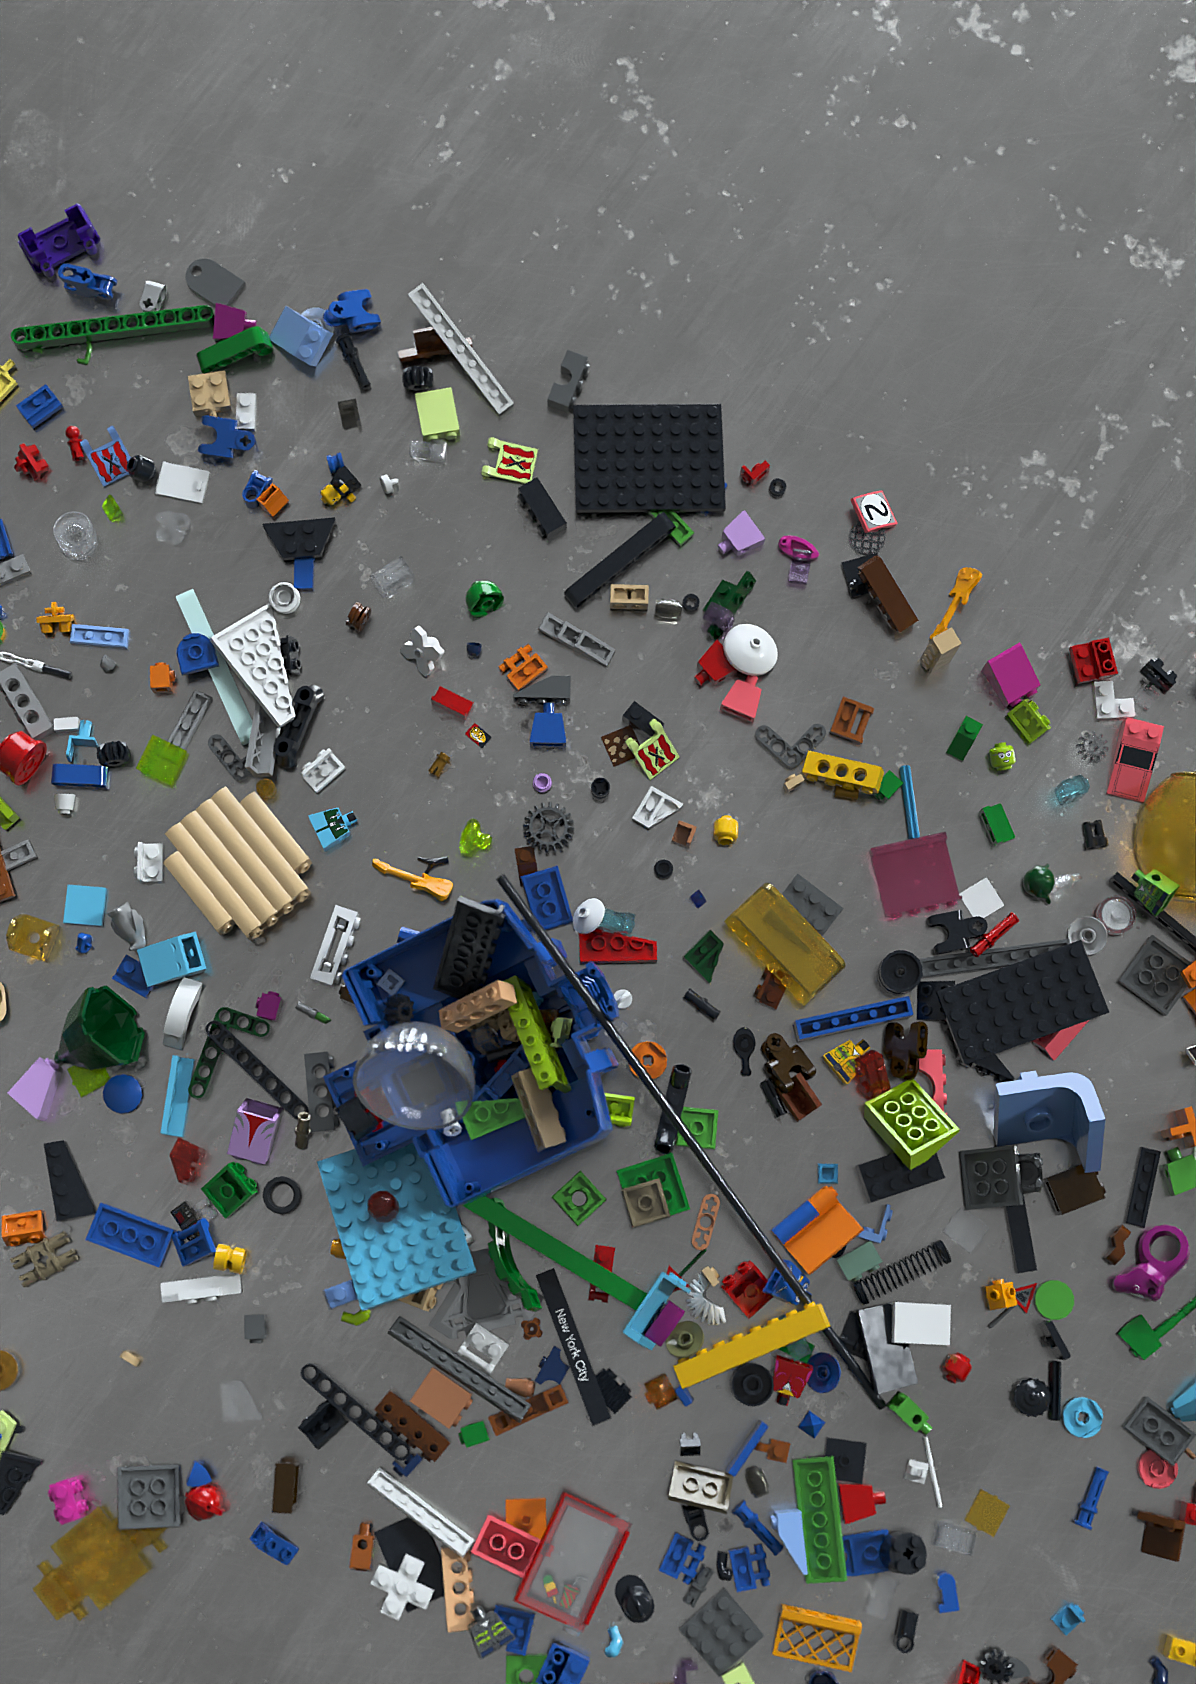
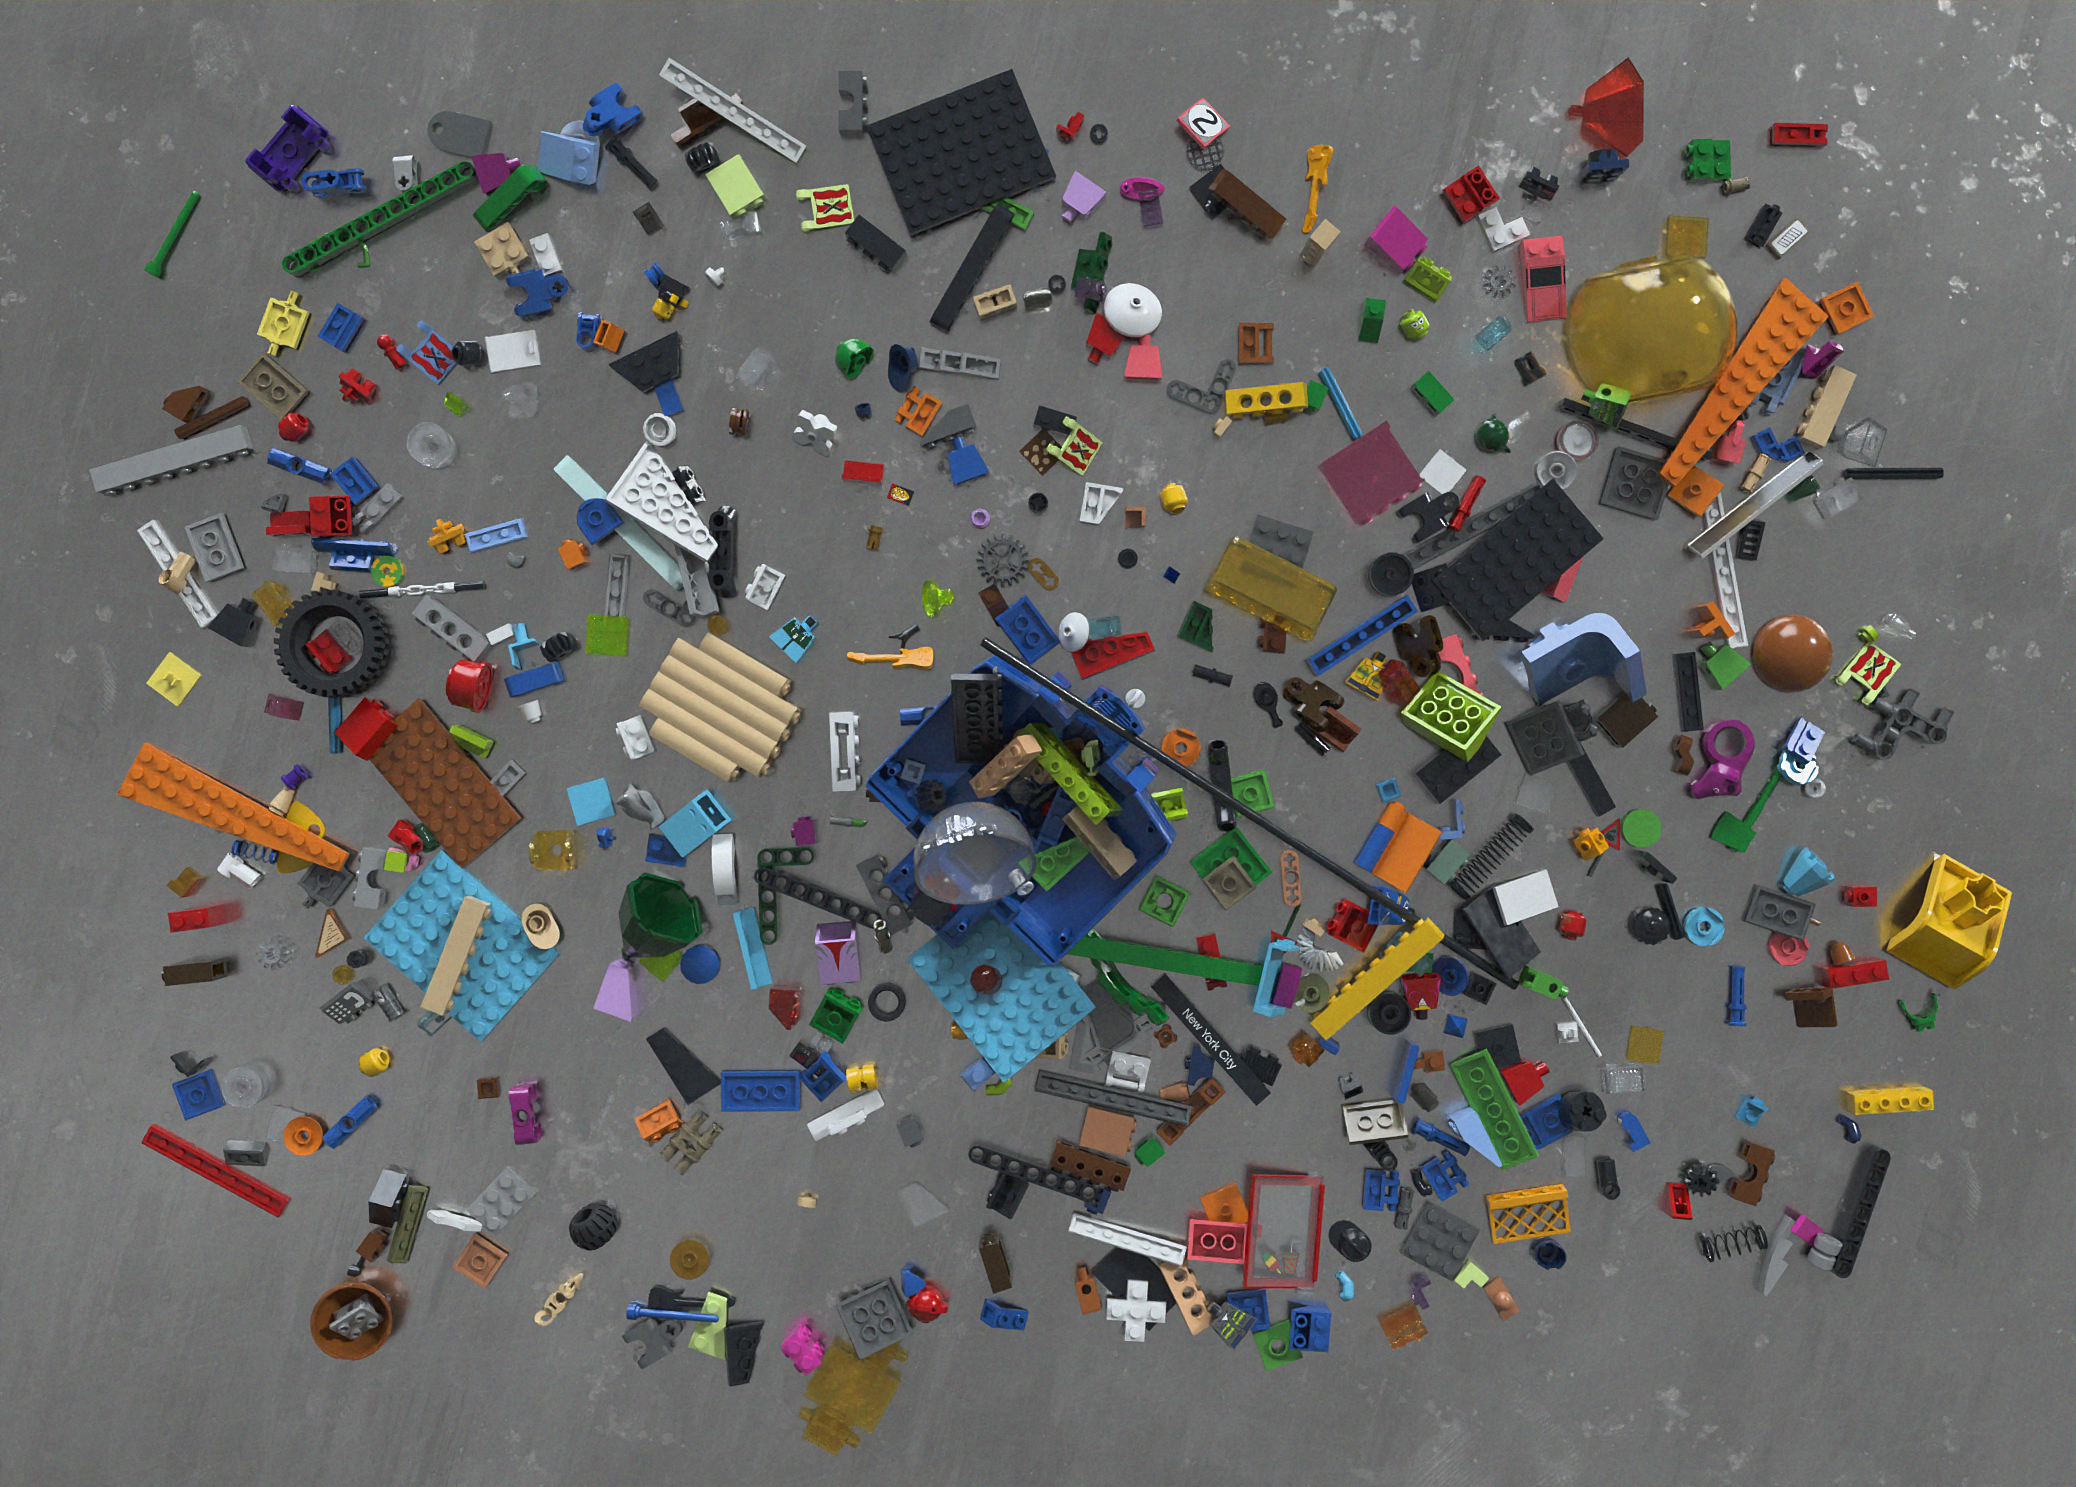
camera: 15 degrees left, 10 degrees up
(523, 621) = (901, 365): none -> dark blue piece
(584, 851) = (1046, 570): none -> pearl gold beam
(846, 1395) = (1479, 988): none -> black piece

